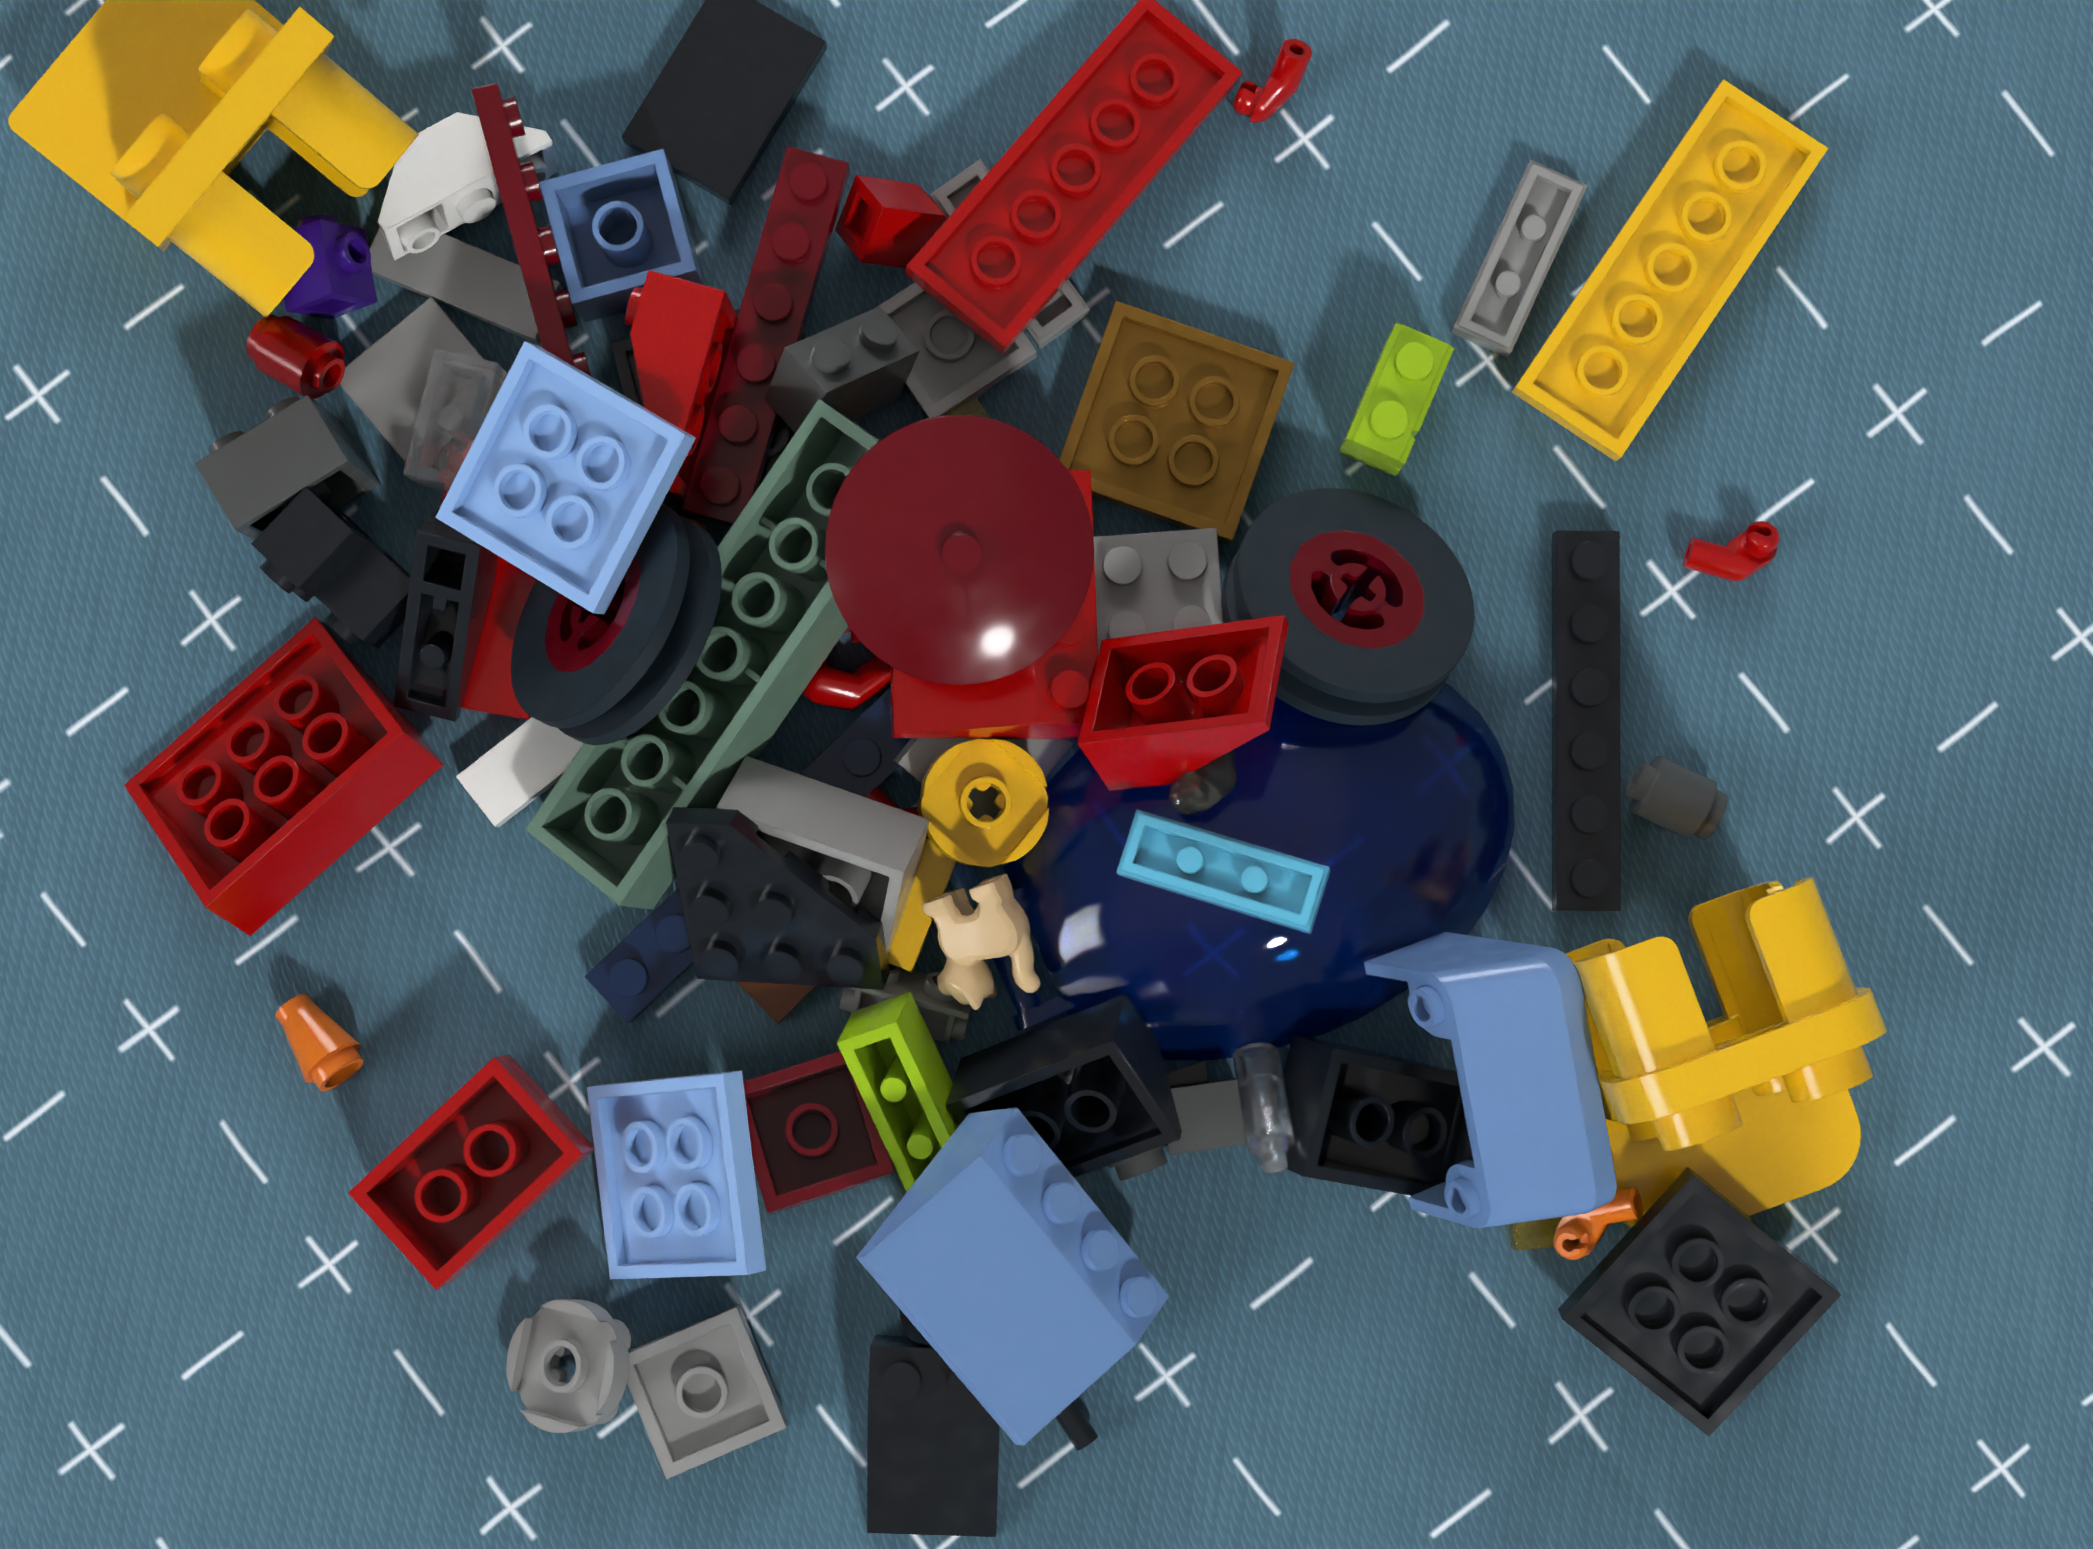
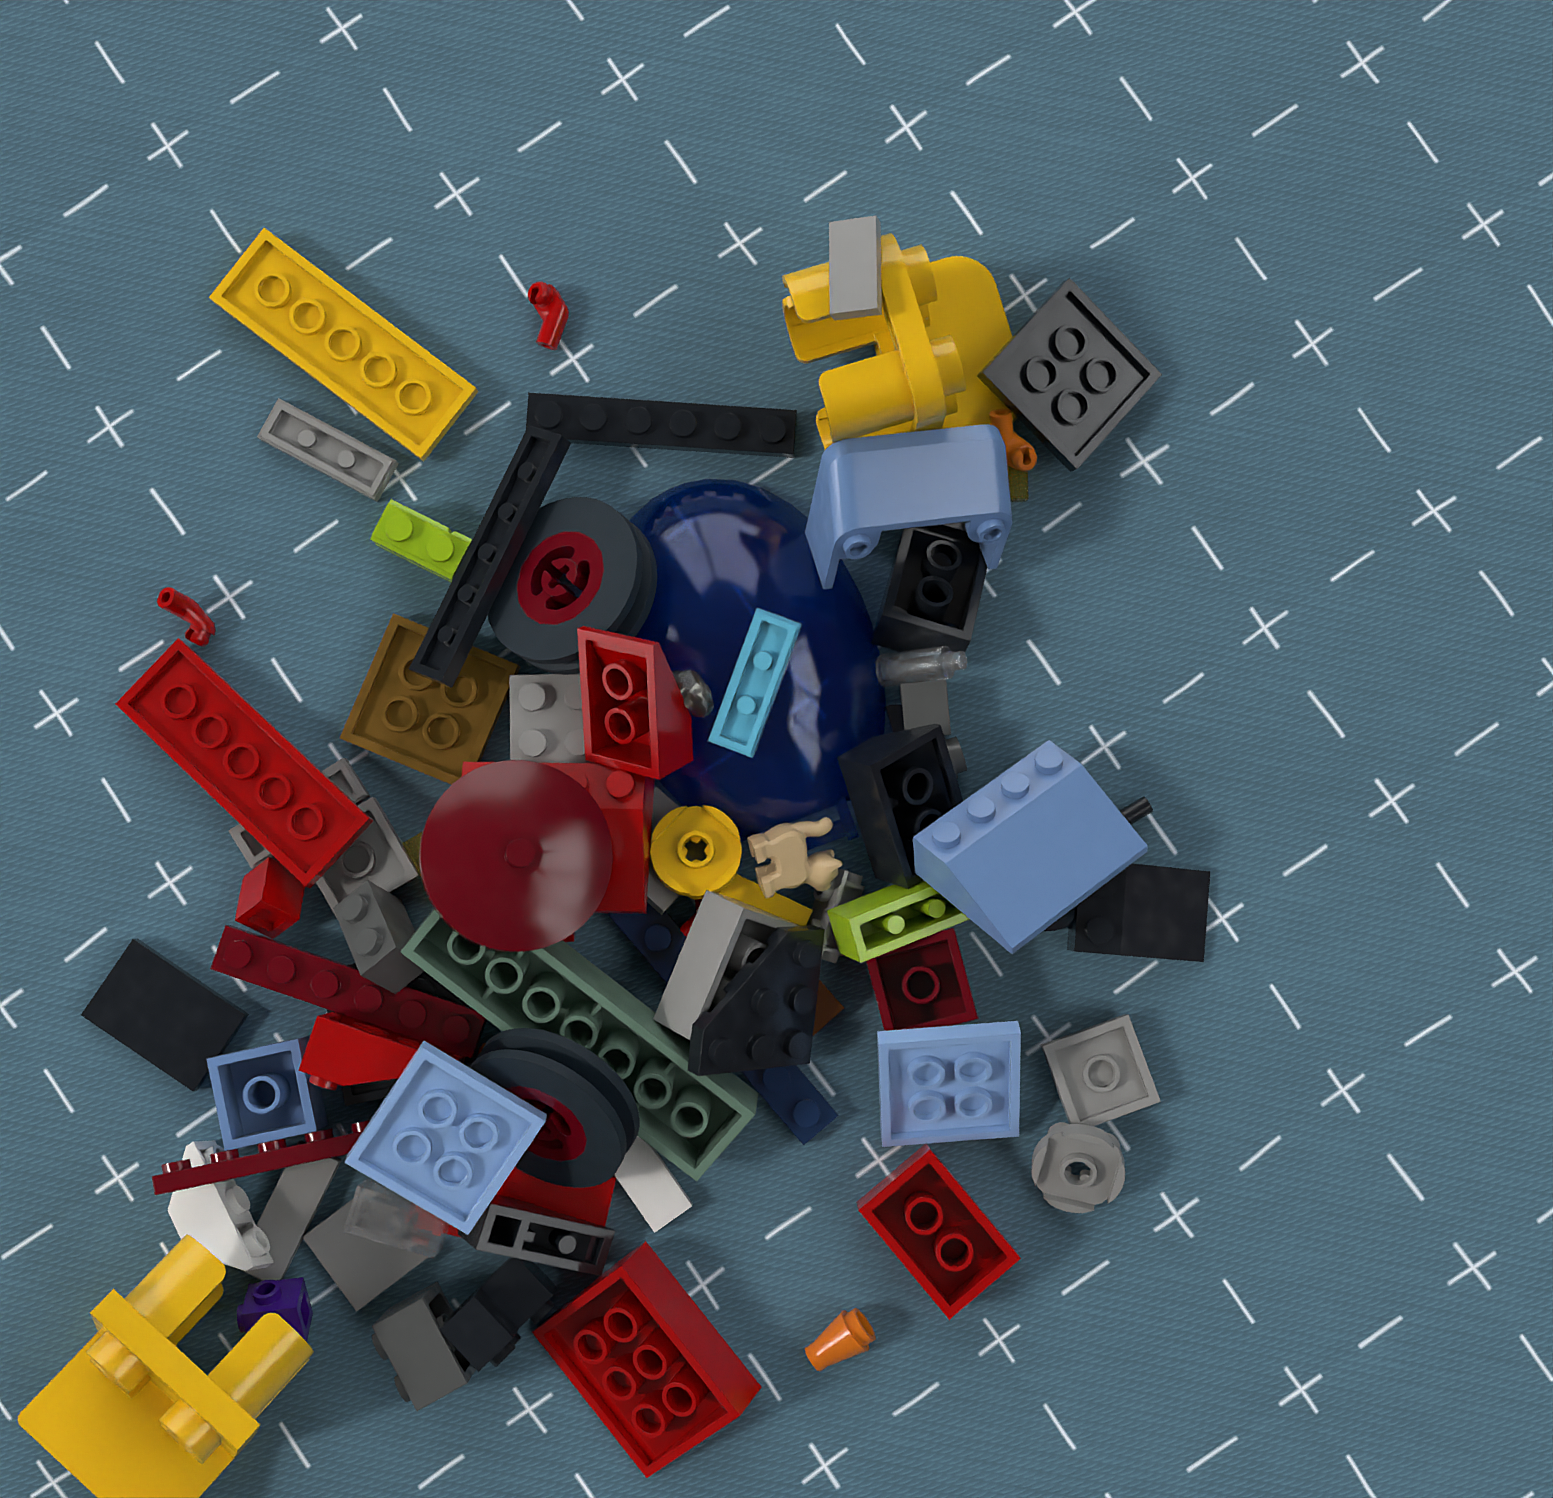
camera: 85 degrees left, 0 degrees up
(296, 355) = (339, 1337): red brick -> none
(846, 689) = (608, 944): red arm -> none
(1383, 491) = (490, 556): none -> black plate
(1676, 798) = (720, 366): dark grey brick -> none
(1830, 980) = (855, 268): none -> light grey tile

